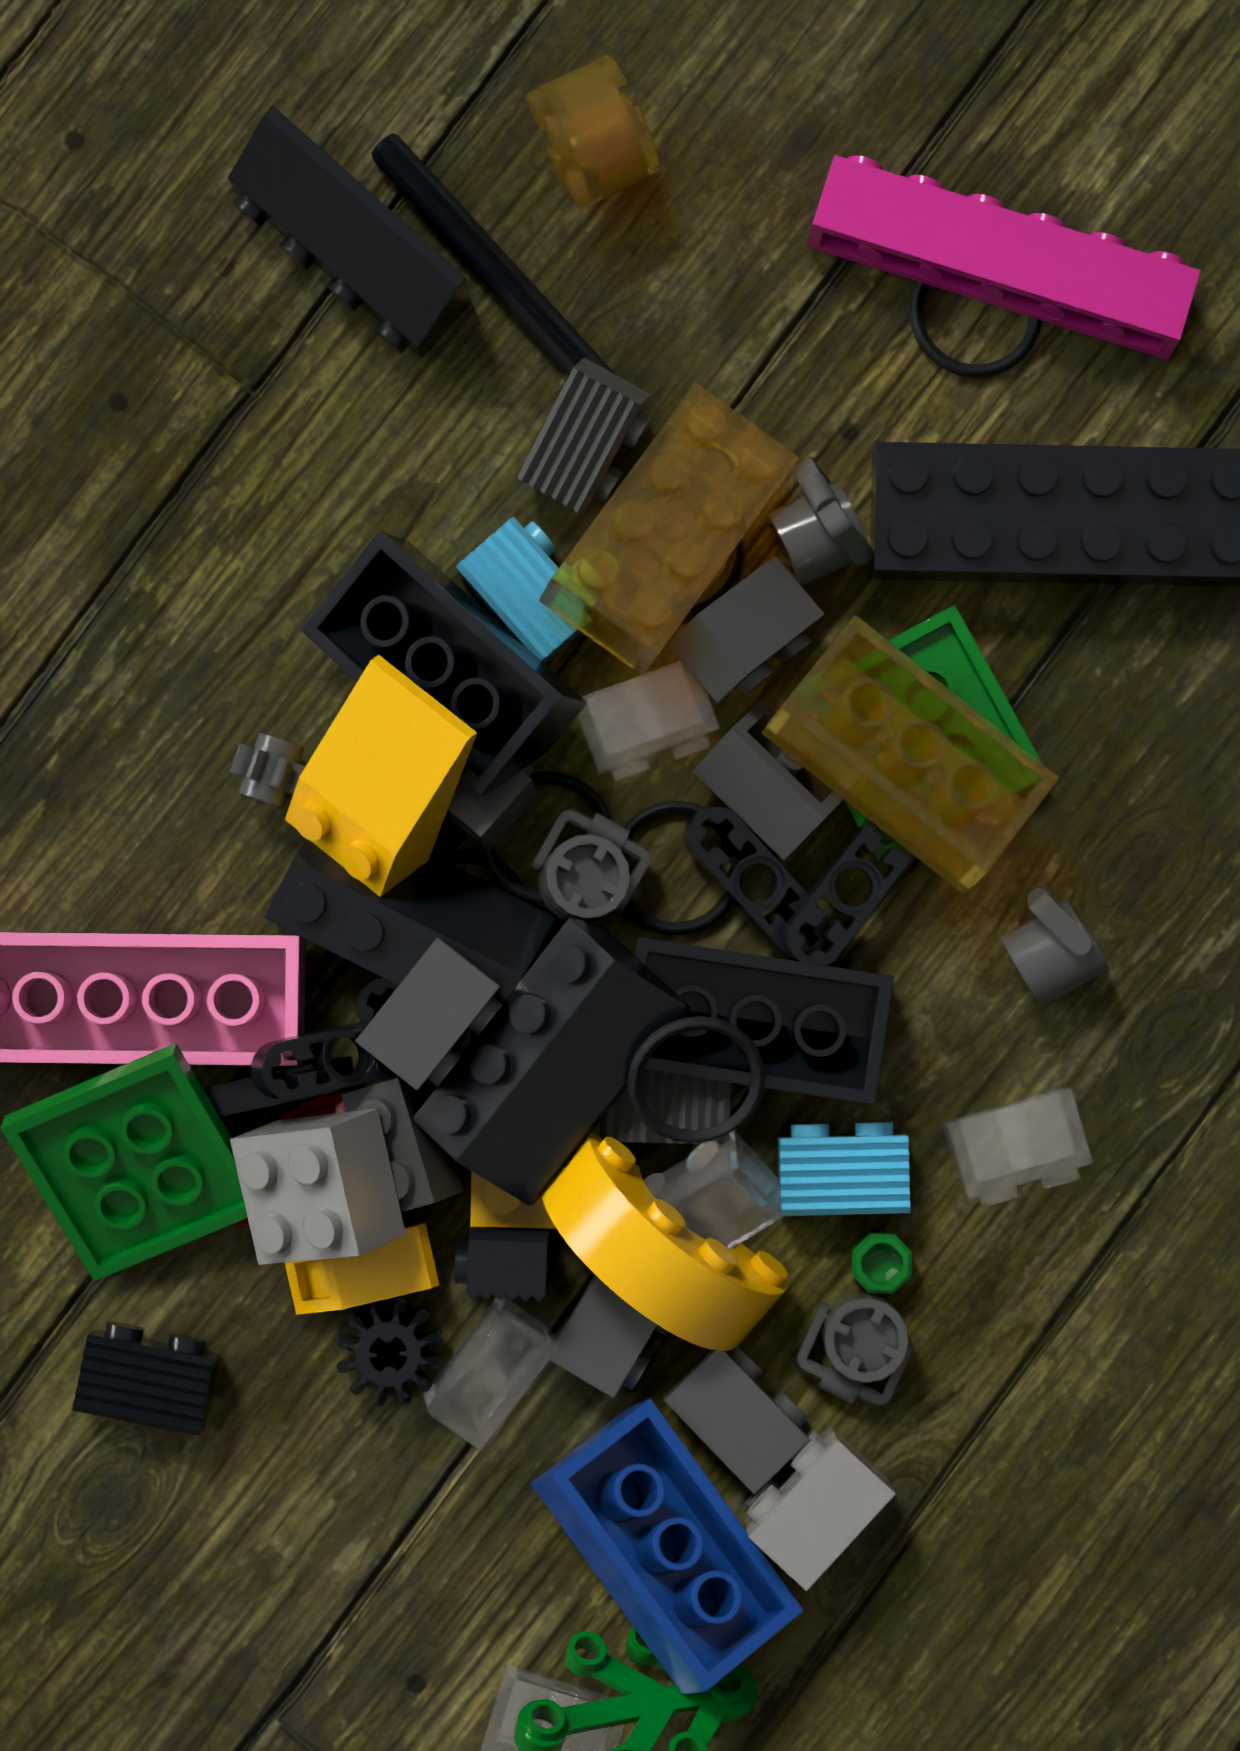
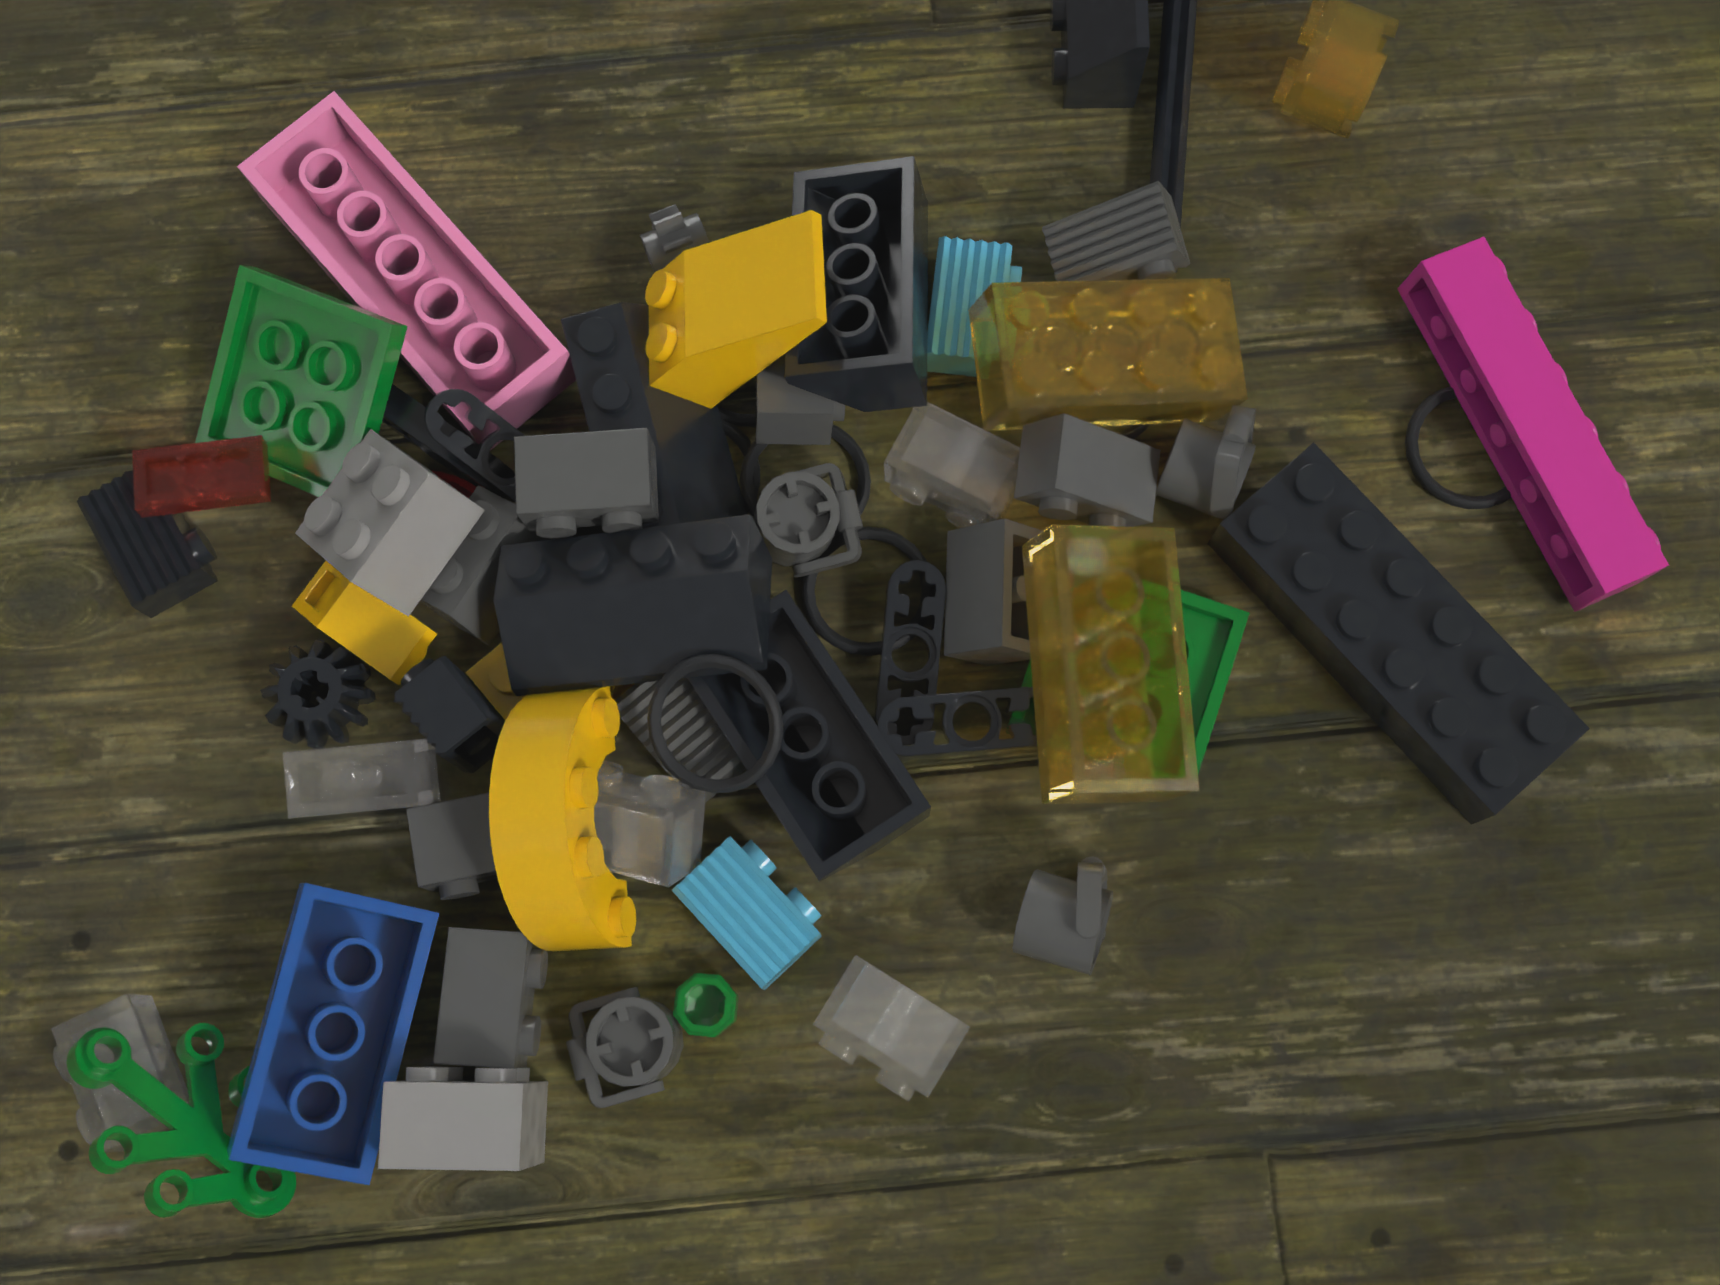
camera: 50 degrees right, 10 degrees down
(143, 1298) = (201, 476): none -> clear red plate

